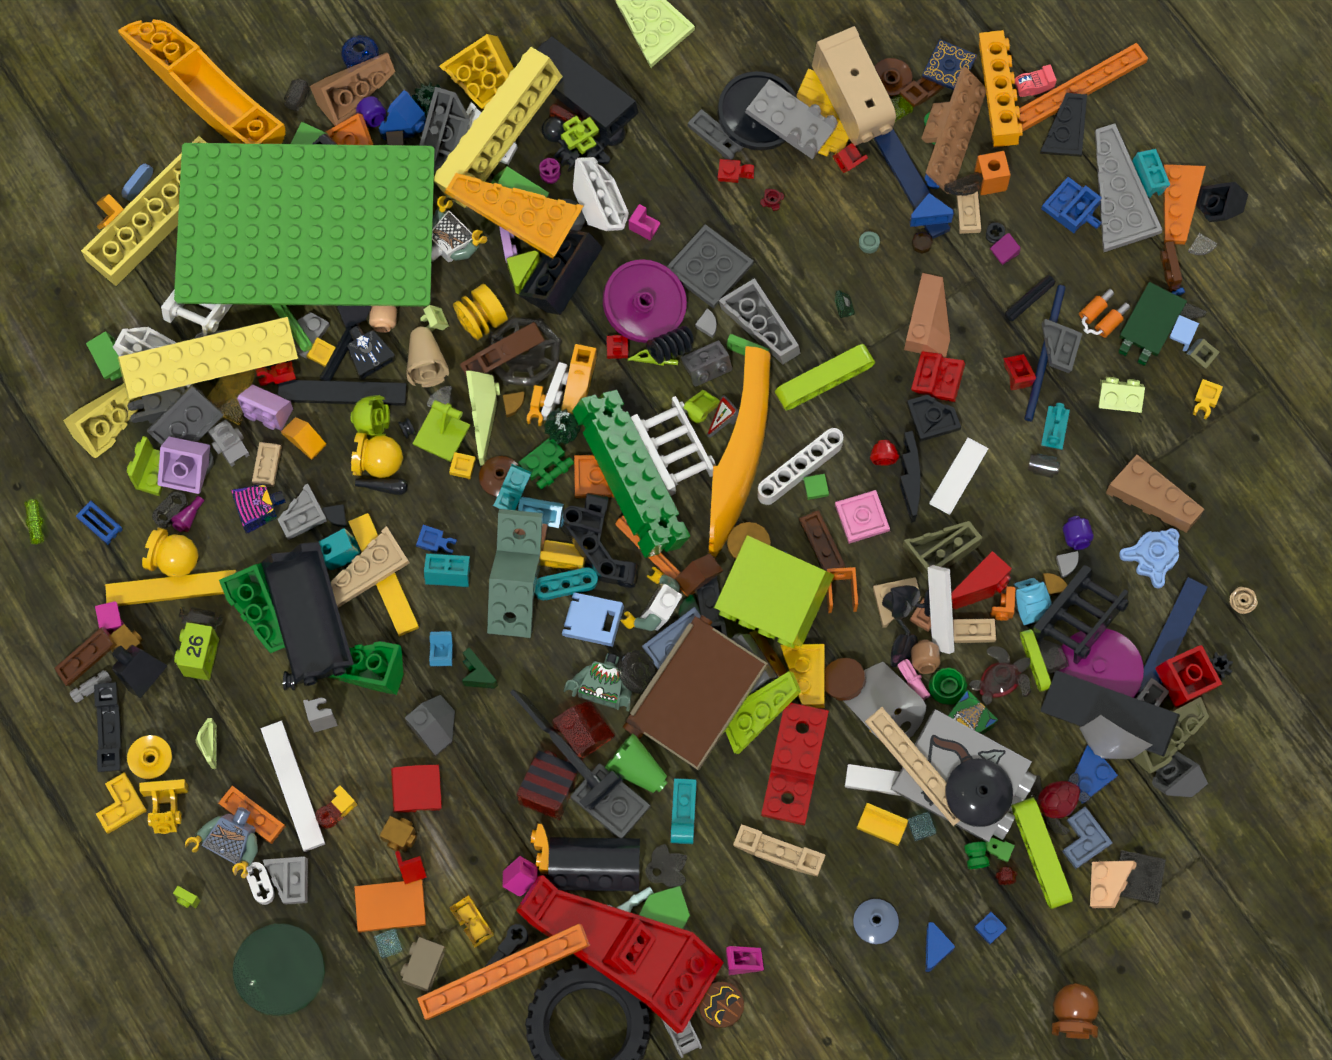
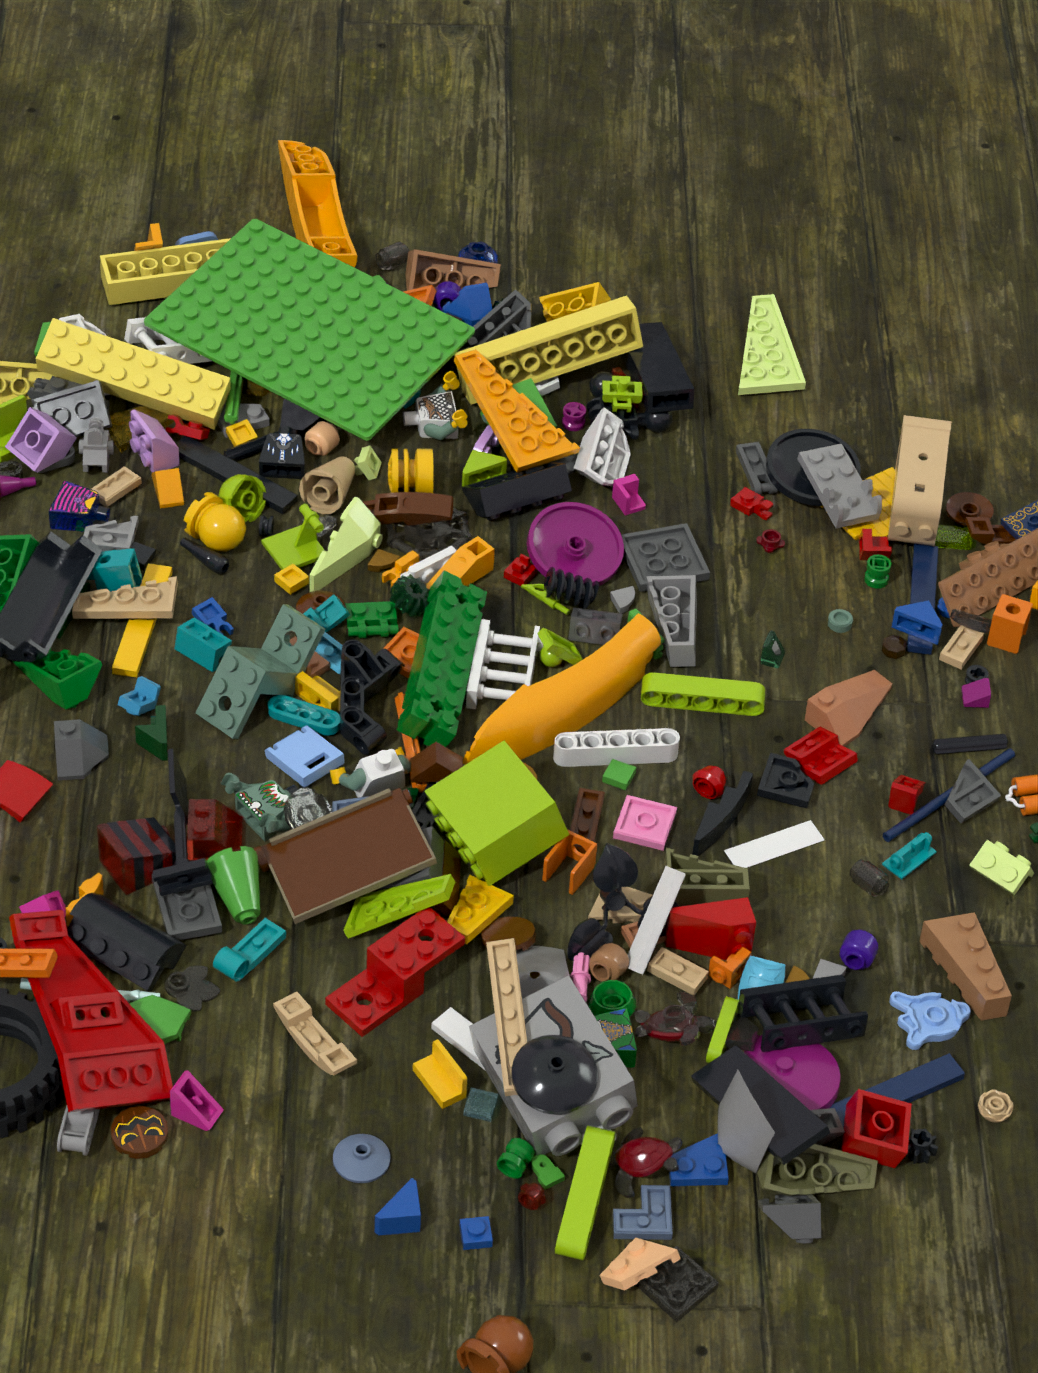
camera: 30 degrees right, 25 degrees down
(867, 185) = (877, 571): none -> green wheel

